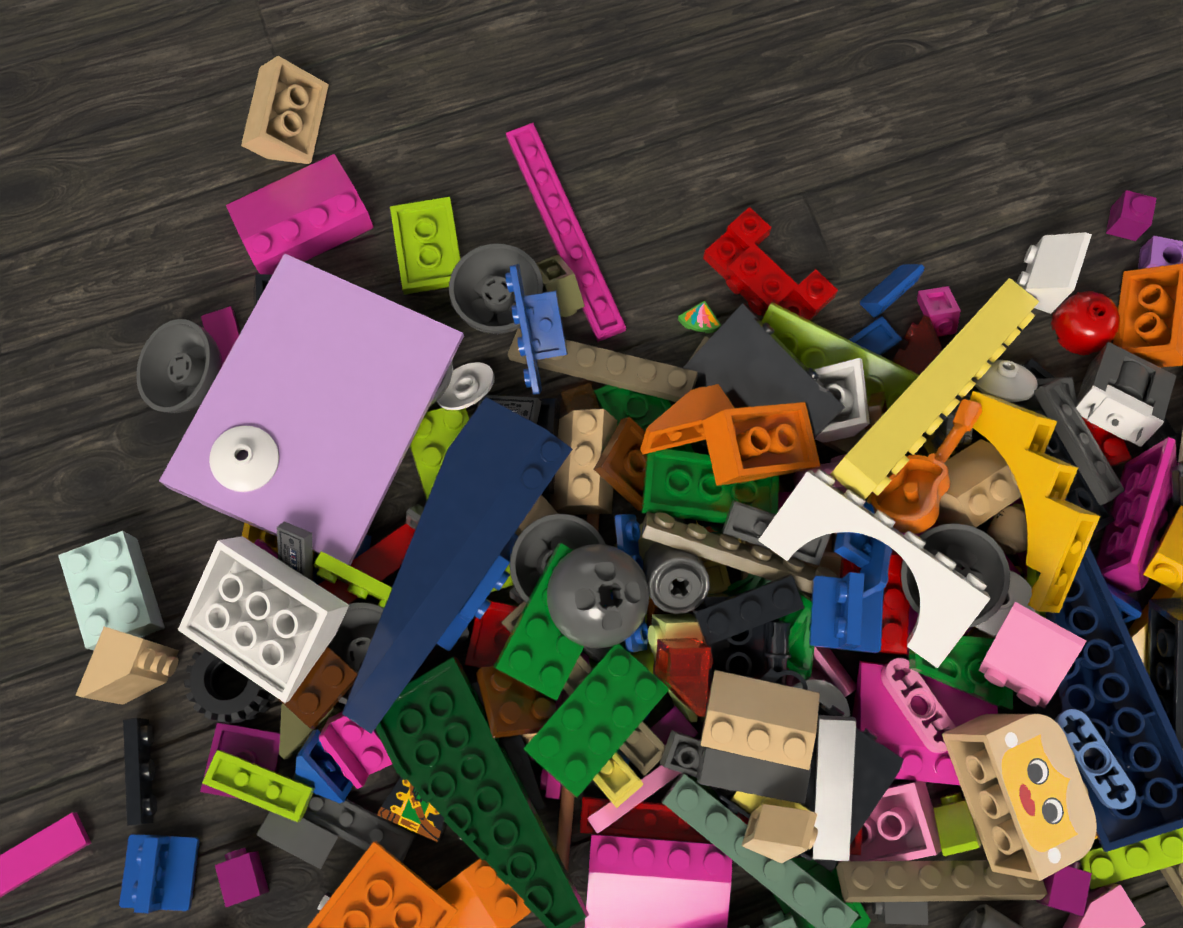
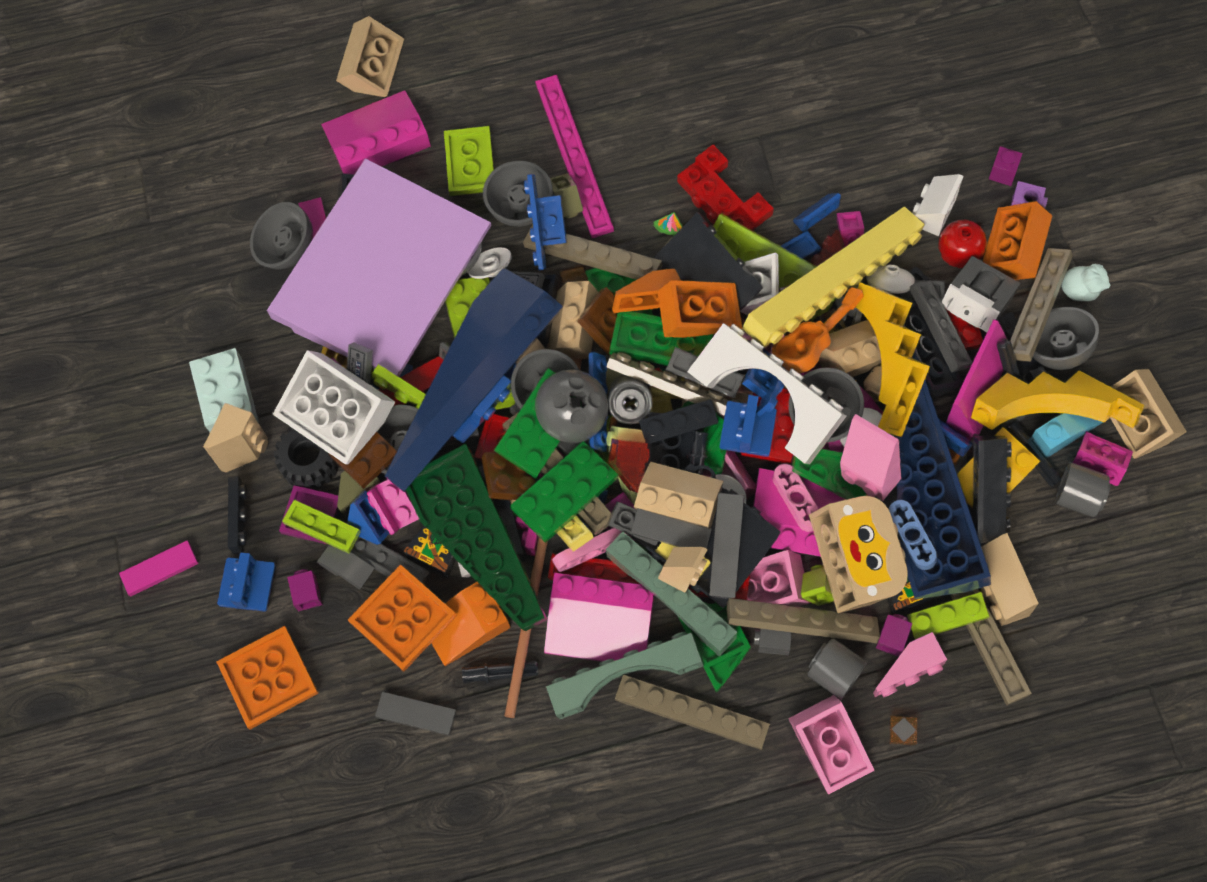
camera: 10 degrees right, 5 degrees down
(248, 473) = (327, 308): white dish -> none

